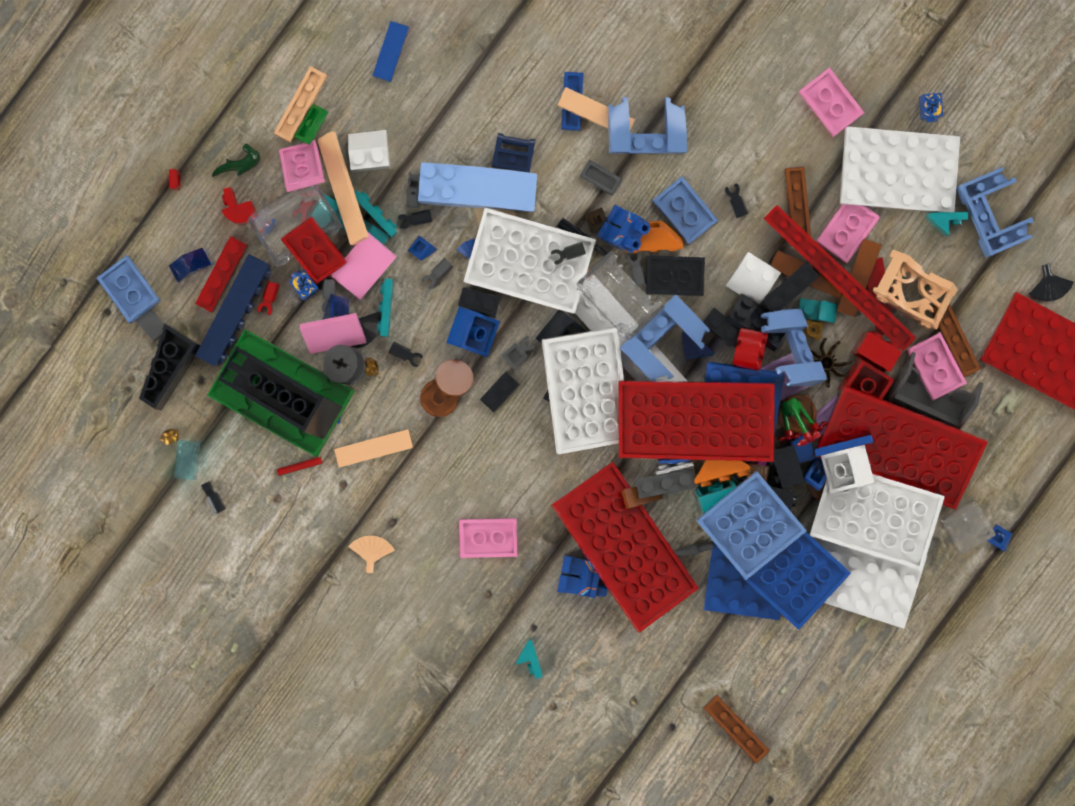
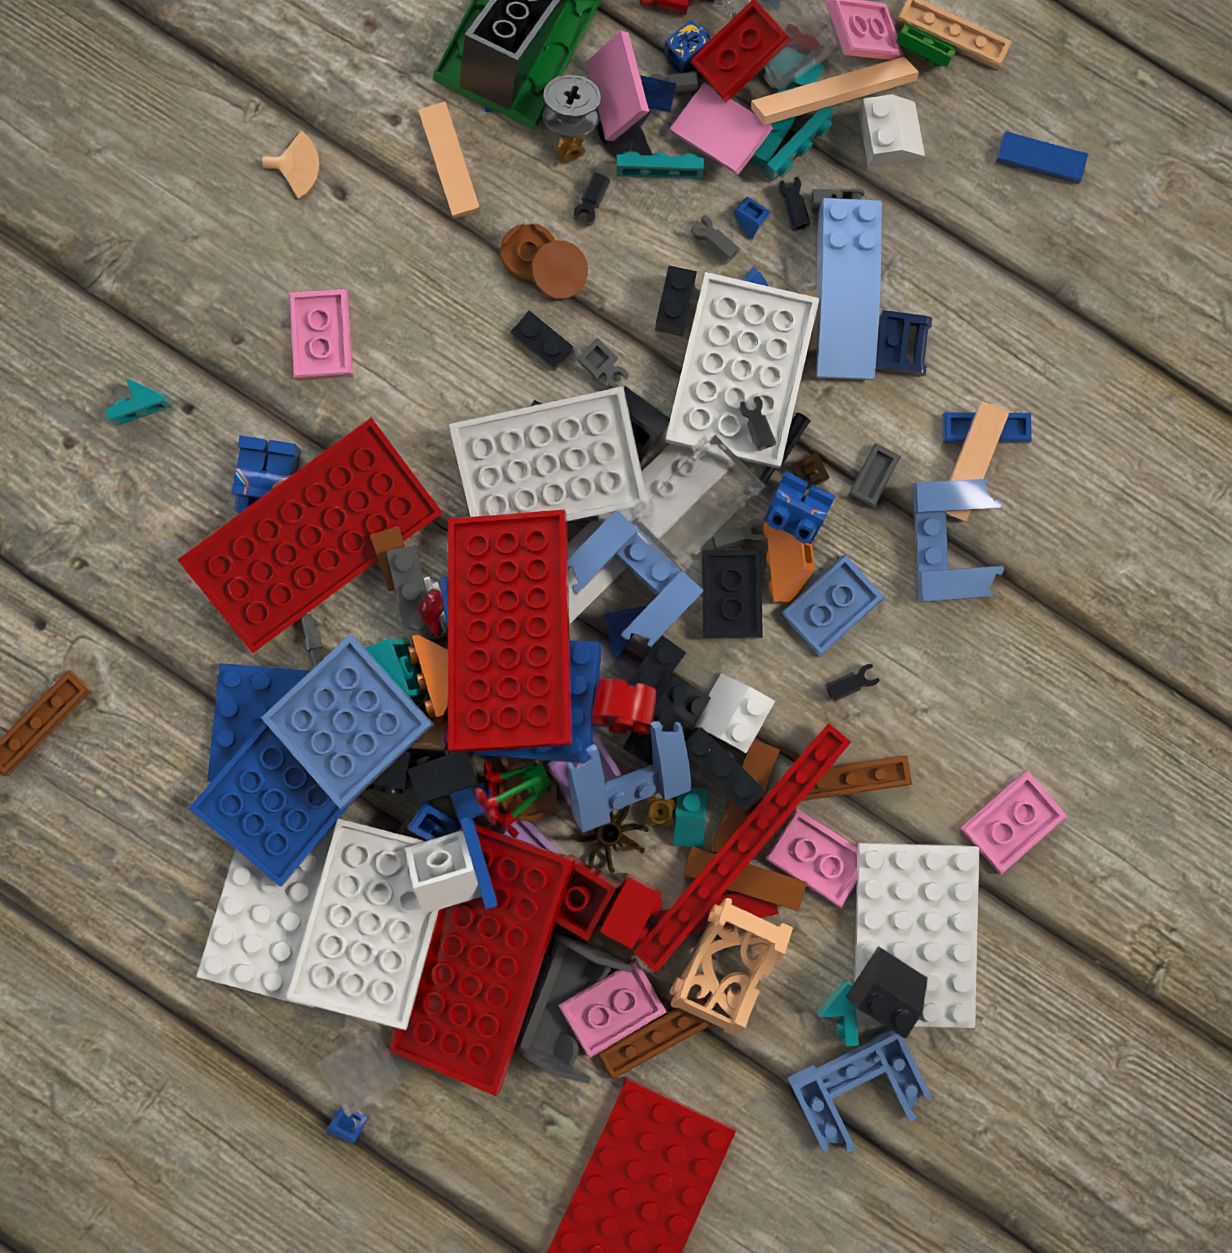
camera: 80 degrees right, 5 degrees down
(299, 466) = (418, 55): red piece -> none
(473, 331) = (629, 295): blue slope -> none
(680, 470) = (431, 610): none -> dark red animal
(931, 107) = (1018, 979): blue brick -> none
(936, 190) = (890, 992): none -> black slope
(1050, 286) = (747, 1186): black hand -> none

